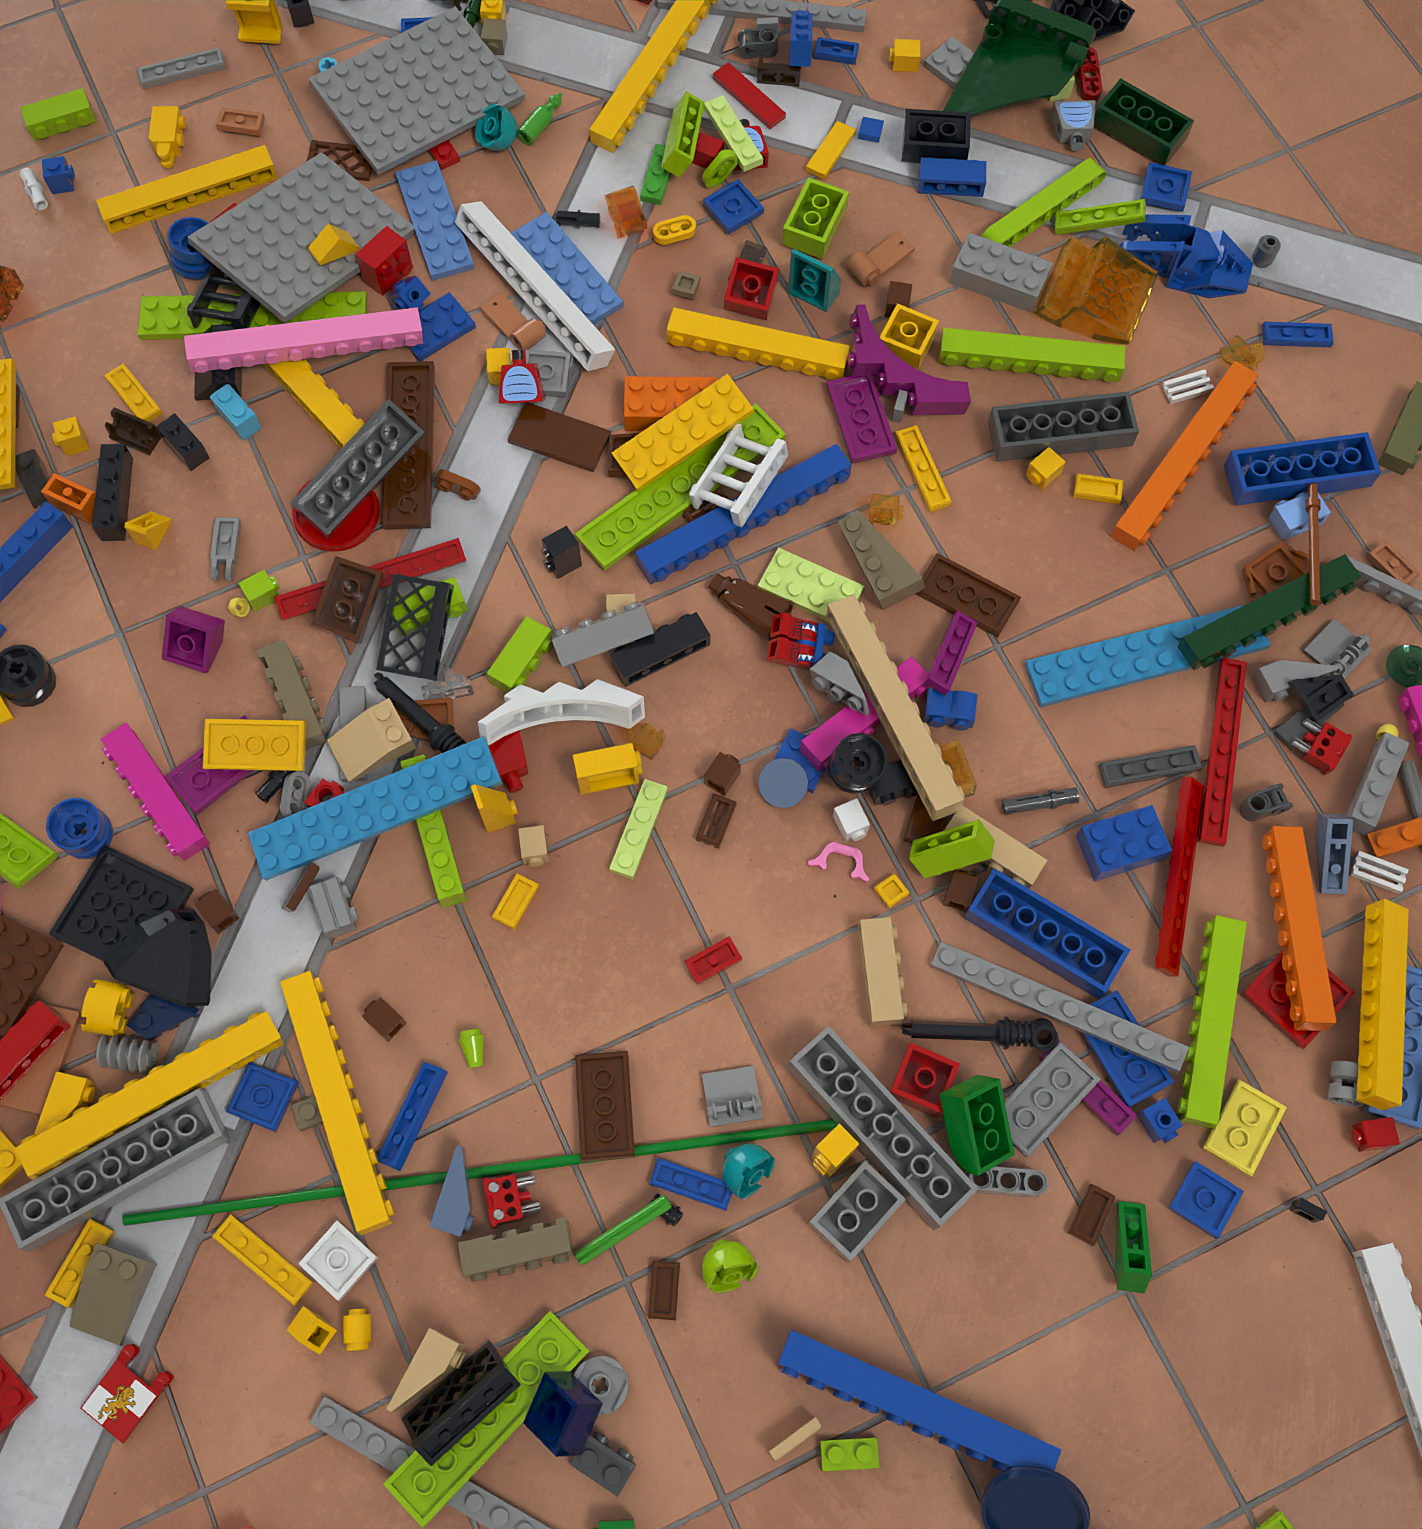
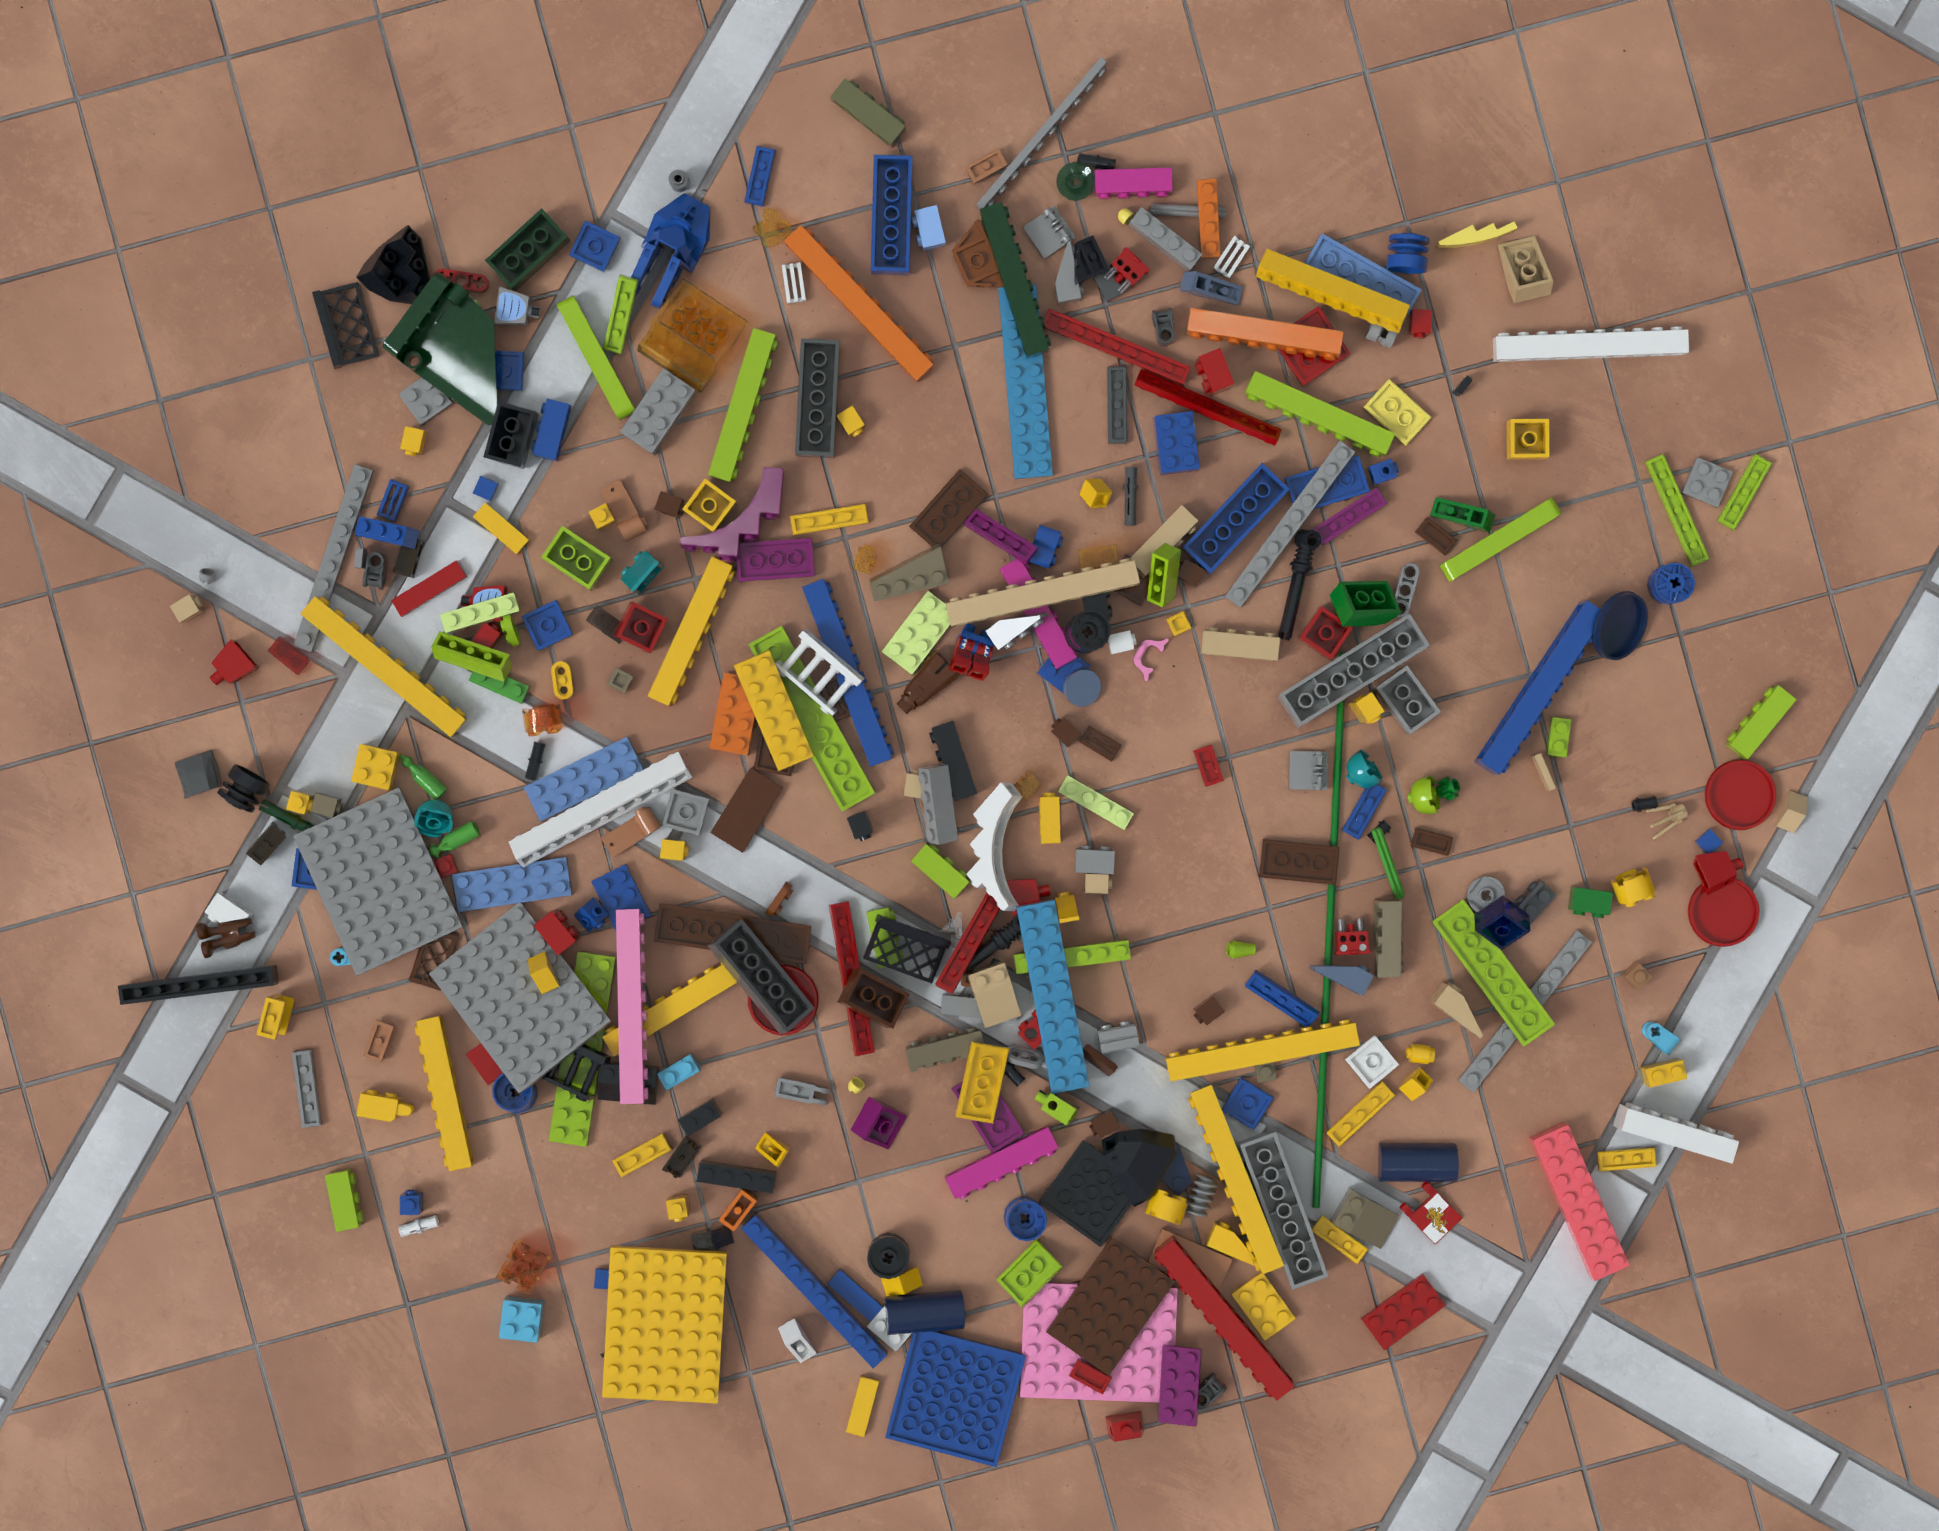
camera: 75 degrees left, 20 degrees up
(199, 1357) = (1418, 1162): none -> dark blue brick
(230, 847) = (1065, 1110): none -> lime torso
(260, 589) = (845, 1066): lime brick -> none
(424, 694) = (968, 944): none -> red plate
(460, 1416) = (1490, 986): black fence -> none
(477, 158) = (456, 838): none -> bright green wheel
(515, 901) = (1135, 903): yellow tile -> none
(520, 381) = (699, 834): torso -> none
(543, 72) = (376, 767): none -> yellow brick
(562, 838) = (1094, 861): none -> light grey brick
(743, 1298) = (1448, 788): none -> green gear
(867, 235) = (602, 516): none -> yellow brick
(900, 406) = (772, 526): light grey tile -> none
(1004, 127) = (509, 370): none -> blue tile
(1033, 757) = (1095, 493): none -> yellow panel
(1047, 1097) = (1352, 548): light grey tile -> none
(1098, 488) = (873, 382): yellow tile -> none
(1112, 1309) = (1500, 539): none -> lime beam
(1205, 1200) = (1441, 454): blue plate -> none
(1228, 870) = (1214, 372): none -> red brick
(1263, 1319) = (1527, 439): none -> yellow brick
(1313, 506) = (931, 219): dark orange bar -> none

